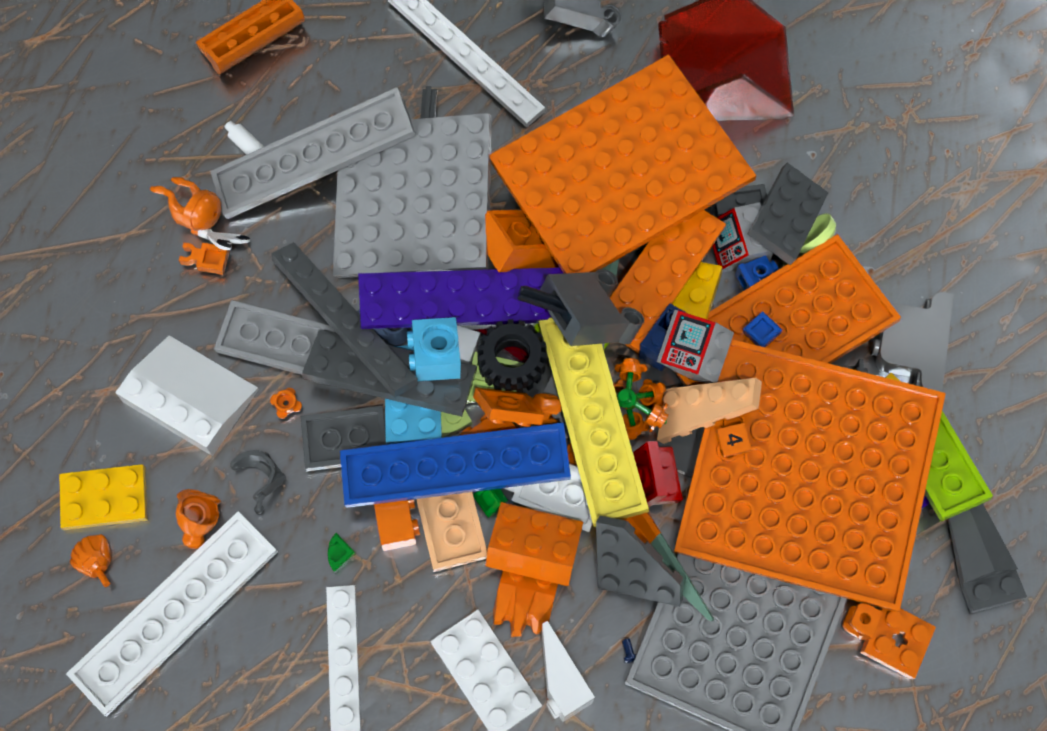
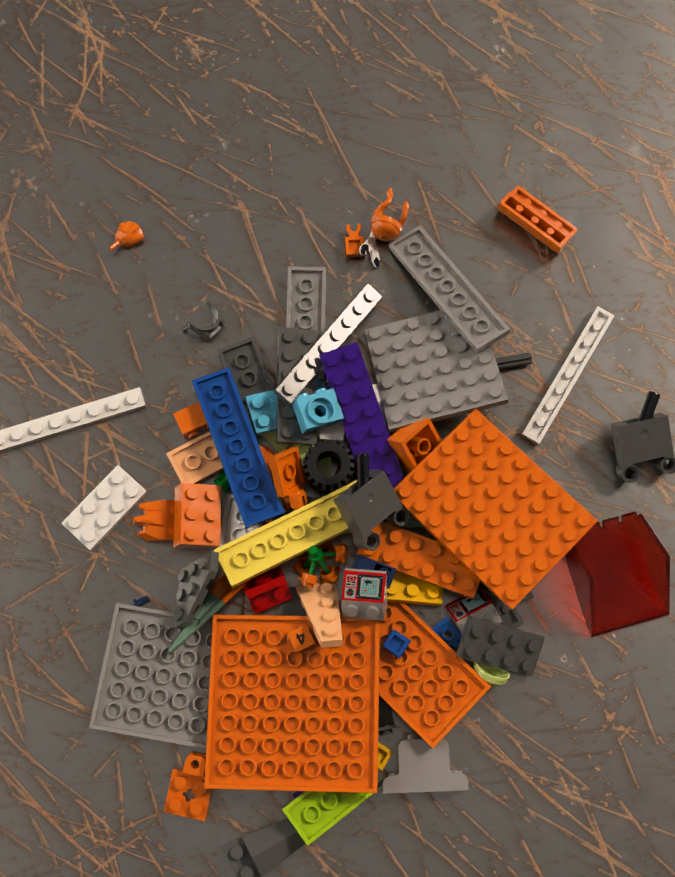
camera: 75 degrees right, 5 degrees up
(103, 497) = (169, 229): yellow plate -> none
(171, 614) = (102, 295): white plate -> none
(187, 394) = (252, 259): white slope -> none
(196, 516) = (169, 289): orange hair -> none
(242, 137) = (451, 240): white cylinder -> none
(282, 396) = (262, 319): orange plate -> none
(339, 553) = (166, 389): green tile -> none
(564, 684) = (105, 558): white slope -> none

